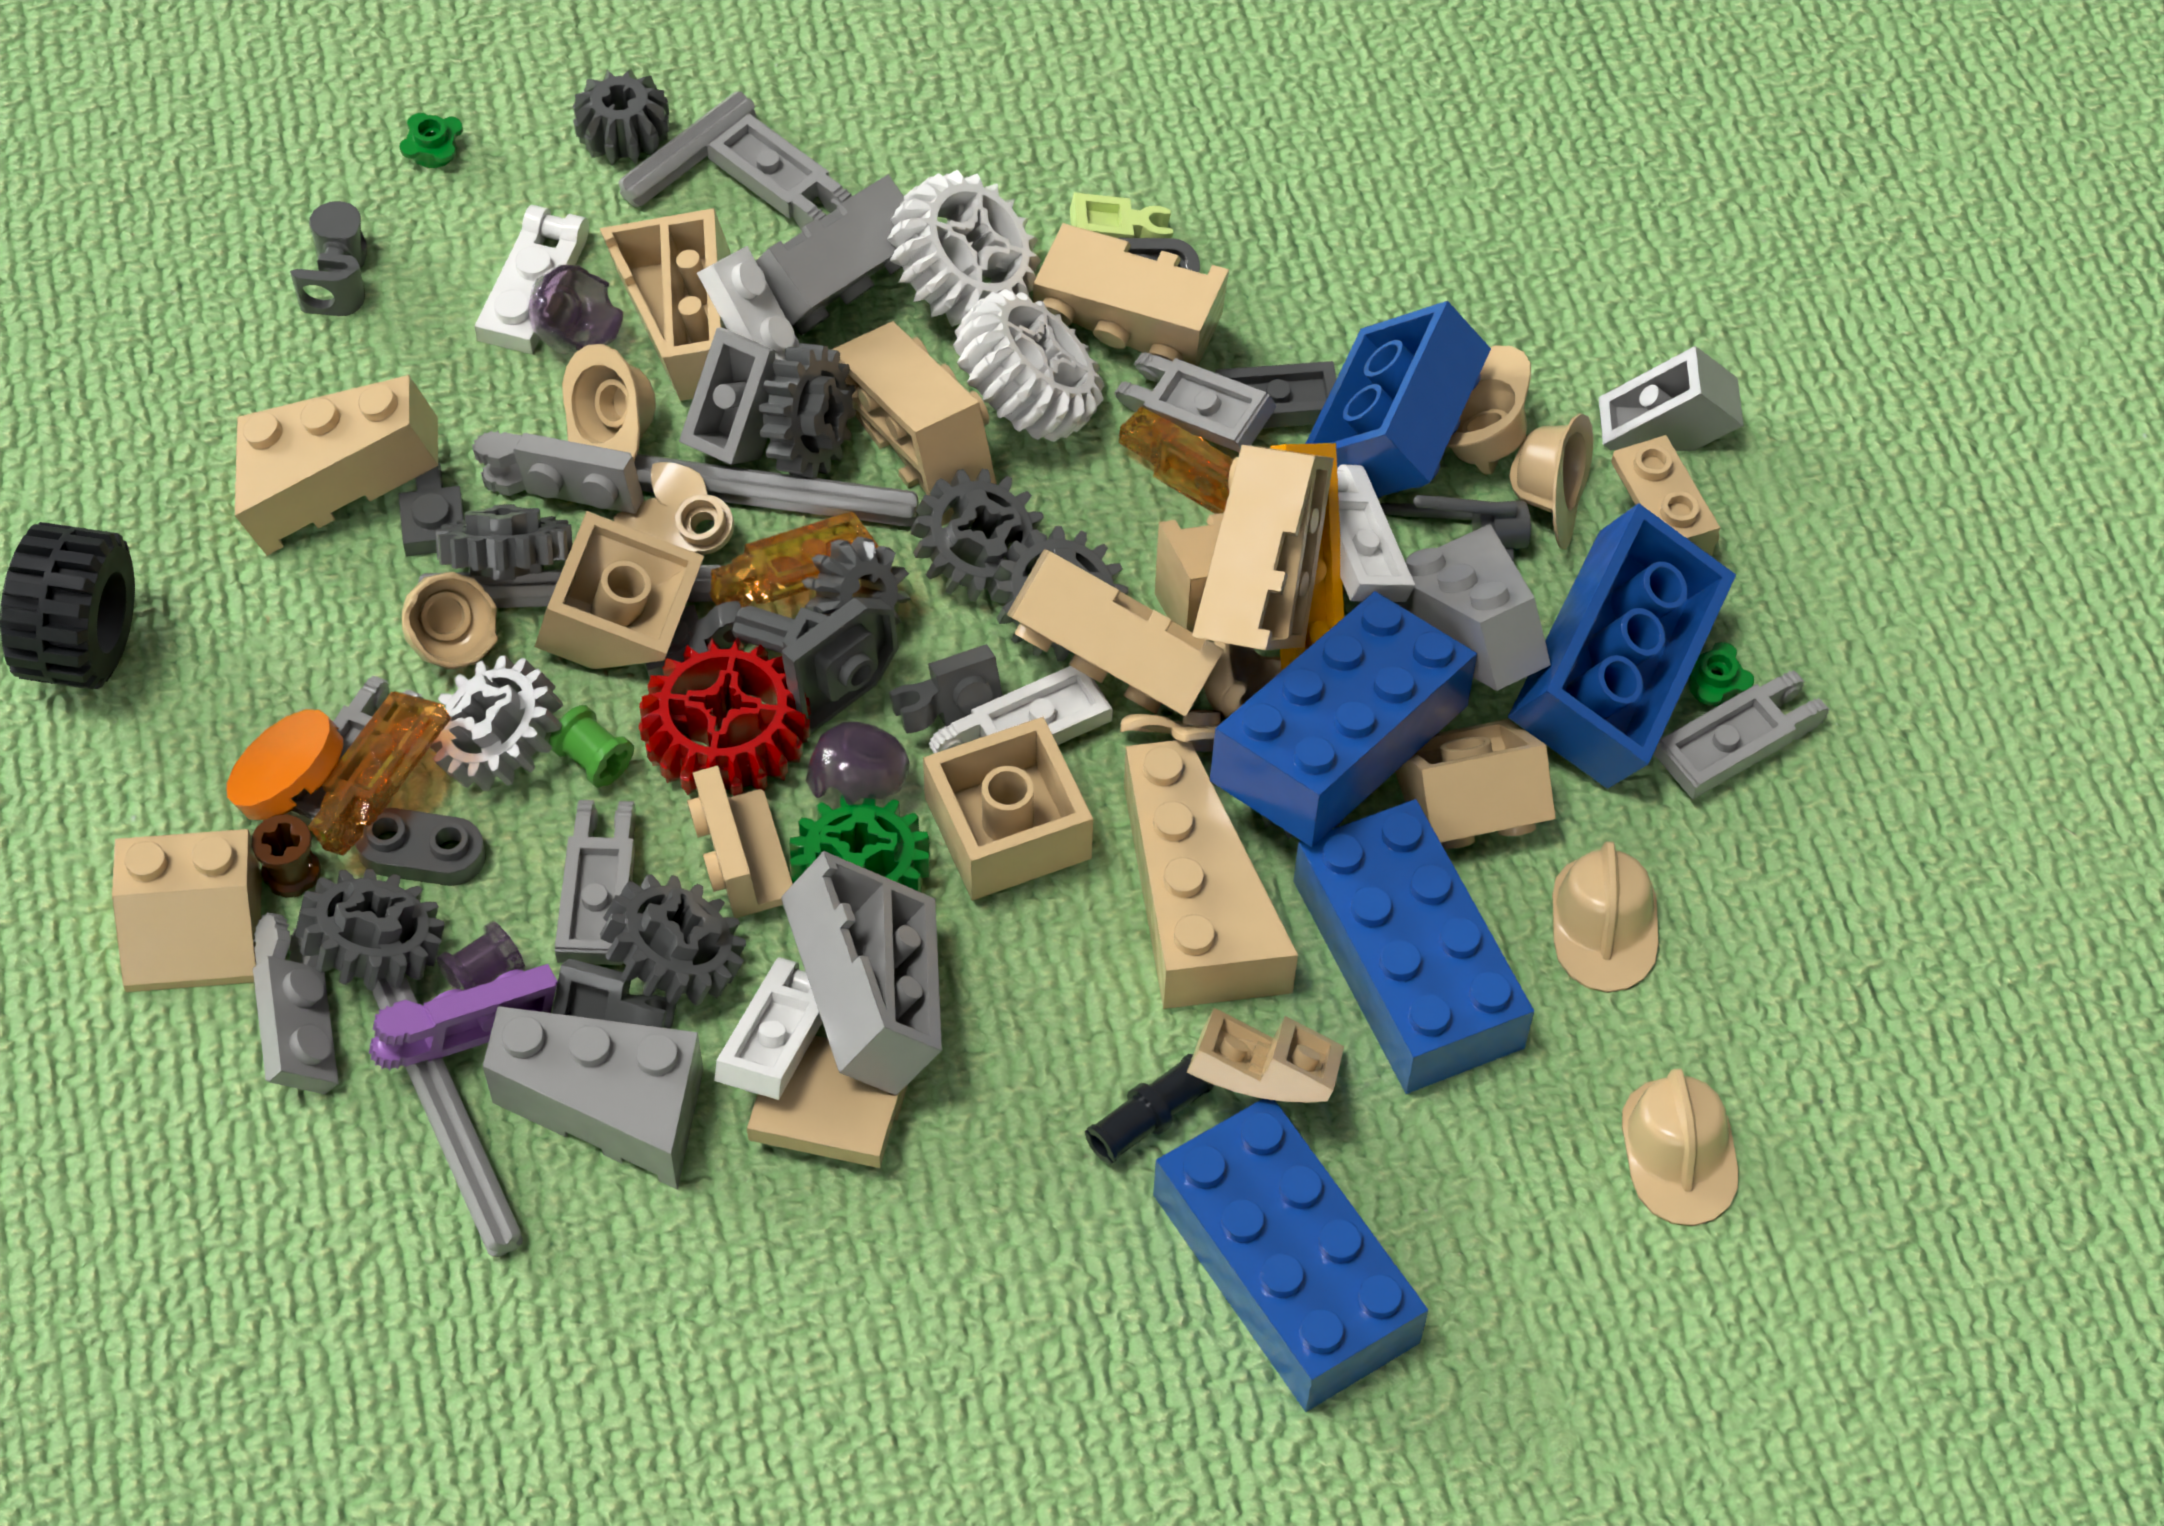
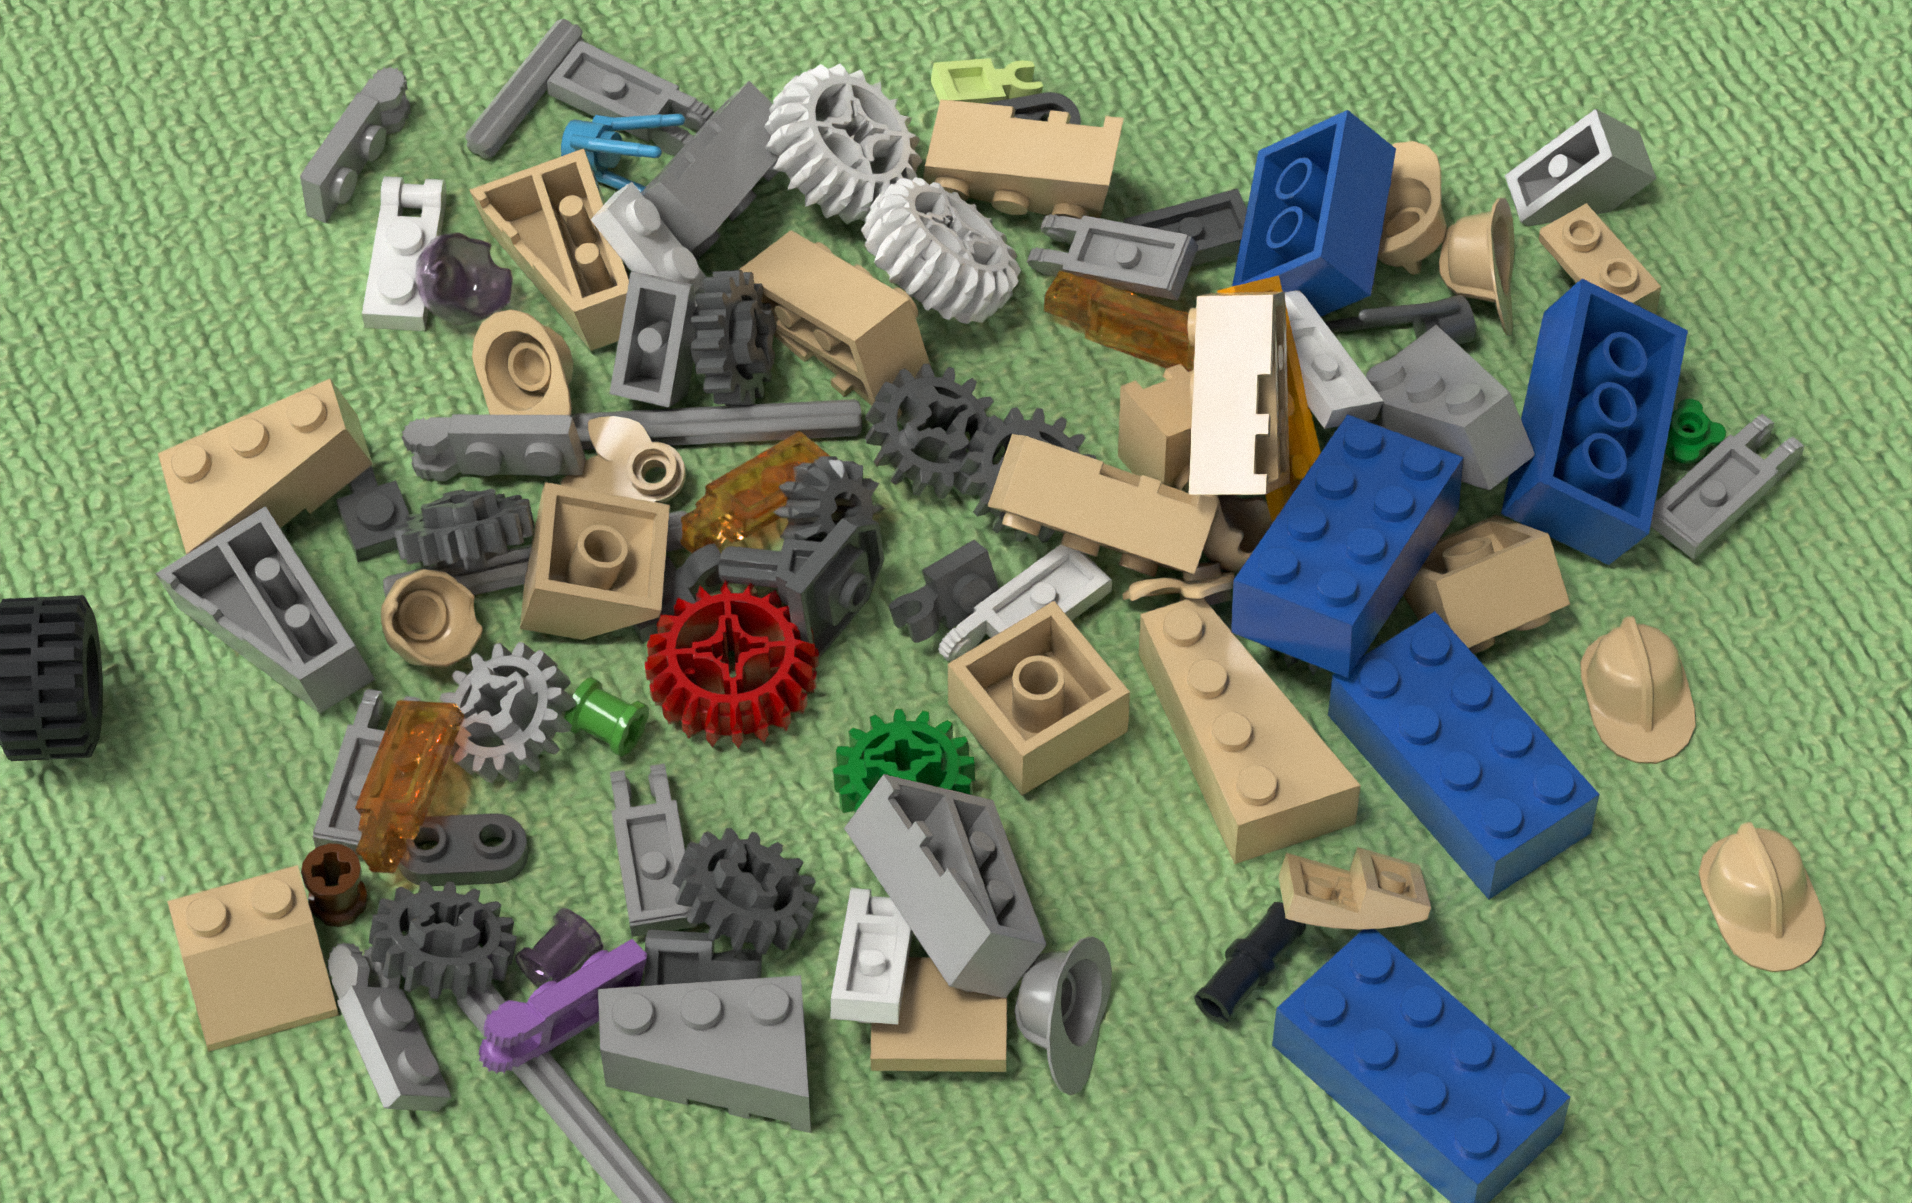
camera: 10 degrees left, 0 degrees up
(284, 761) = (308, 794): orange tile -> none
(304, 581) = (269, 610): none -> light grey wedge
(340, 256) = (199, 260): dark grey leg -> none
(431, 139) = (261, 138): green plate -> none
(512, 168) = (353, 141): none -> light grey hinge
(621, 116) = (450, 67): dark grey gear -> none
(741, 213) = (606, 146): none -> dark azure plant
(745, 845) = (786, 785): tan bracket -> none
(858, 762) = (877, 680): clear purple hair -> none
(951, 1118) = (1063, 1008): none -> light grey piece

